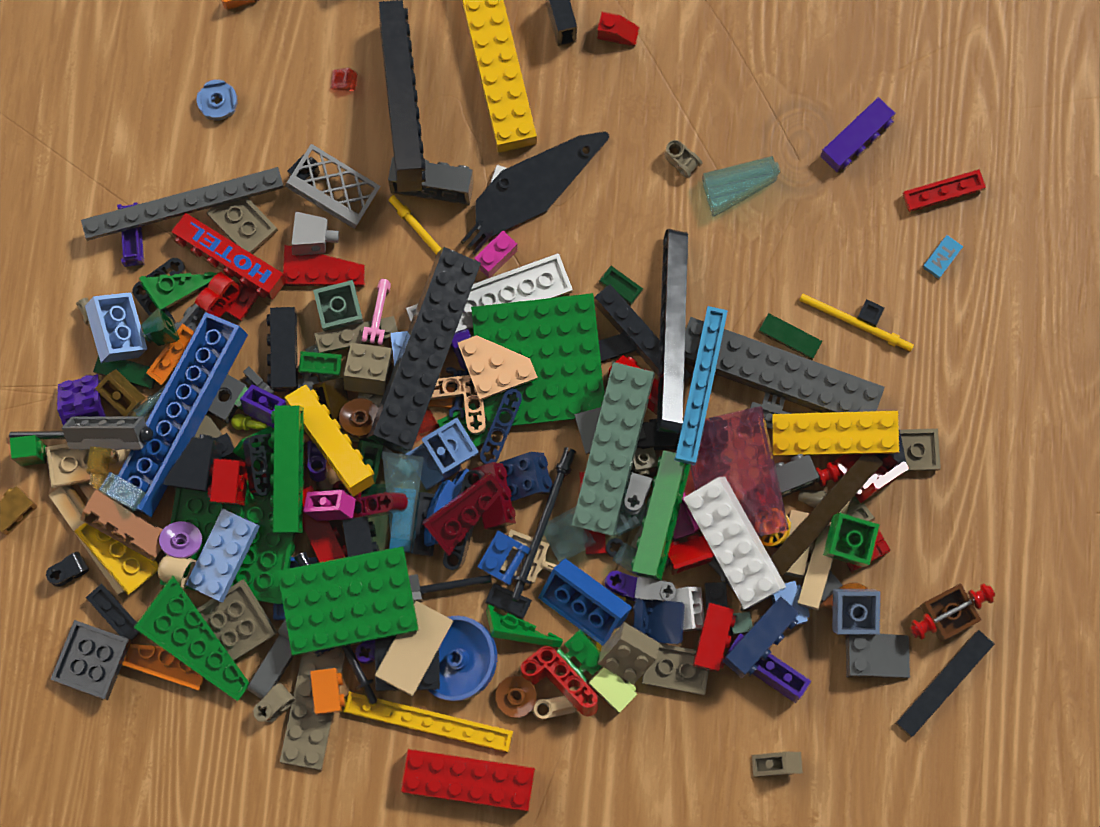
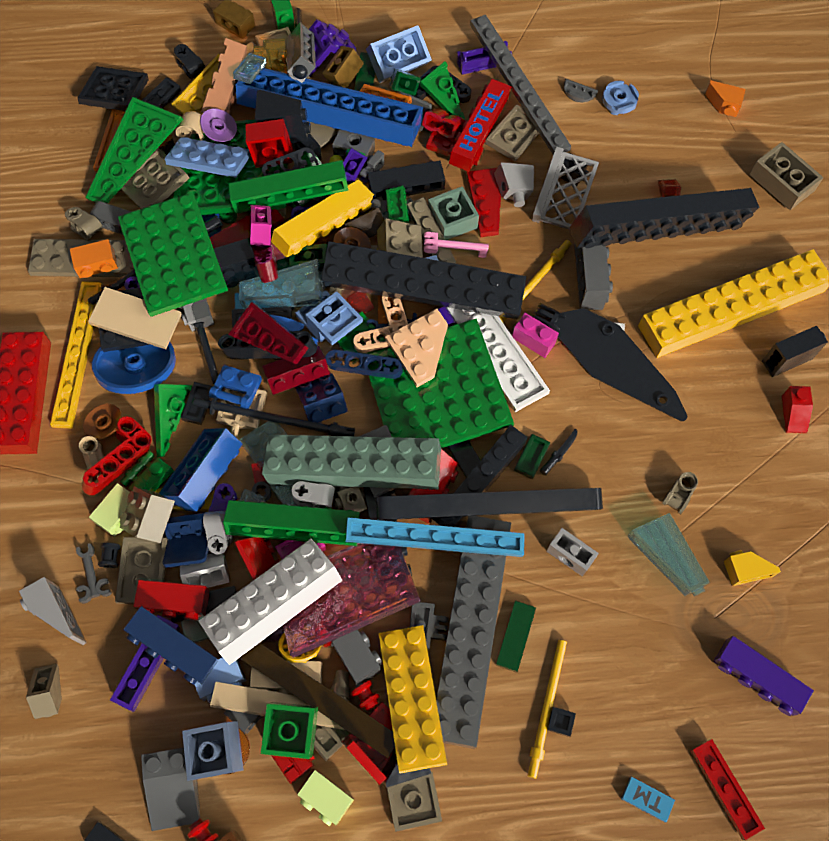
camera: 80 degrees right, 10 degrees down
(197, 143) = (578, 92): none -> dark grey tile
(624, 261) = (557, 456): none -> black piece
(657, 698) = (109, 555): none -> black bush
(687, 717) = (95, 587): none -> dark grey bar
(703, 753) = (49, 604): none -> light grey slope
(725, 269) = (572, 552): none -> light grey brick
(762, 119) = (748, 567): none -> yellow slope
(905, 523) = (325, 798): none -> yellowish green brick

